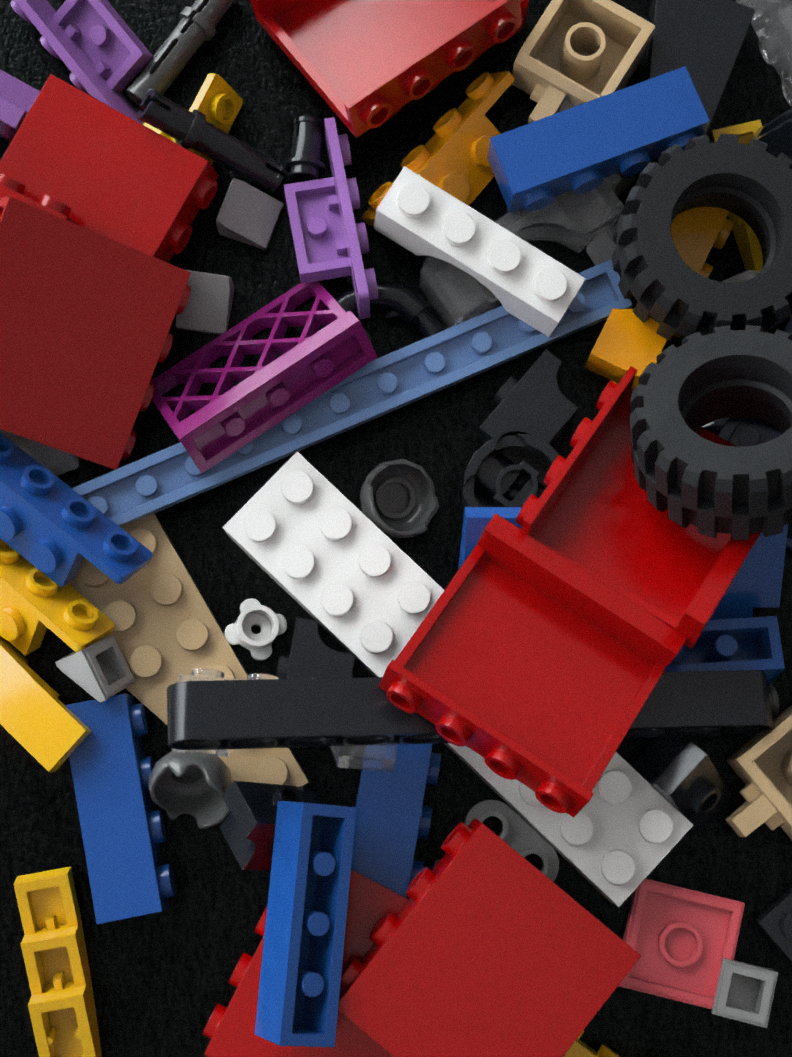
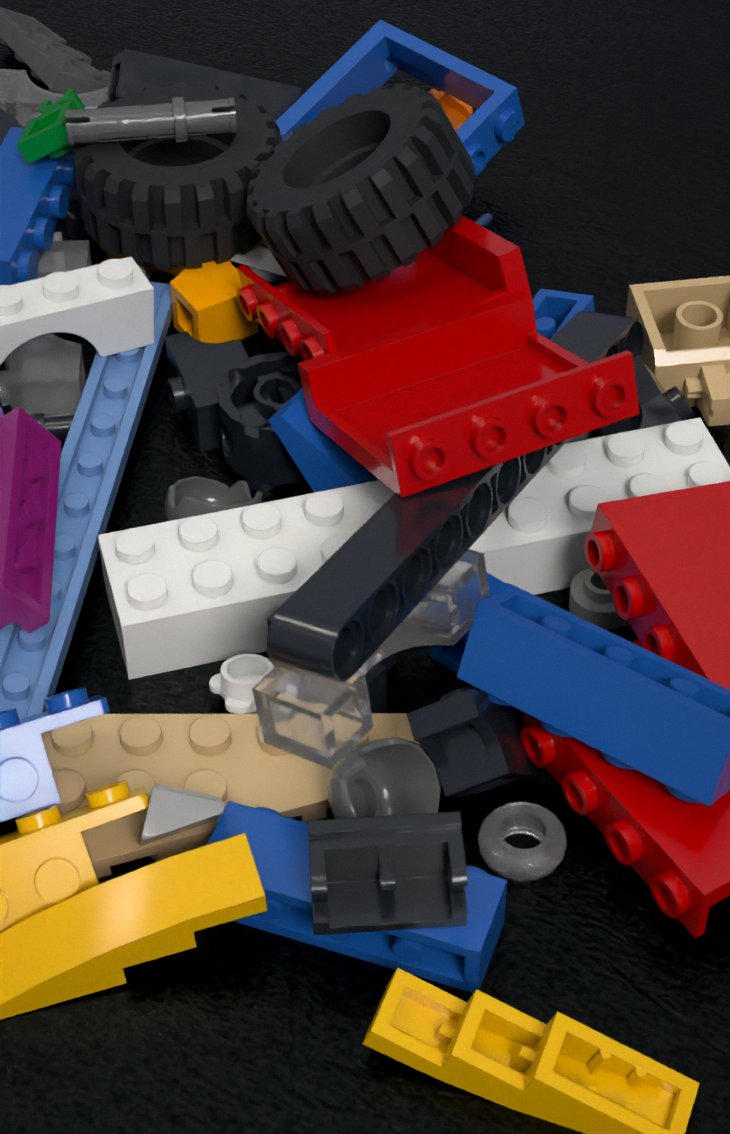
camera: 60 degrees left, 35 degrees down
(105, 839) = (387, 873): none -> black hinge
(212, 902) = (516, 862): none -> clear piece
(686, 115) = (48, 132): none -> green plate
(713, 206) = (151, 121): none -> dark grey pin

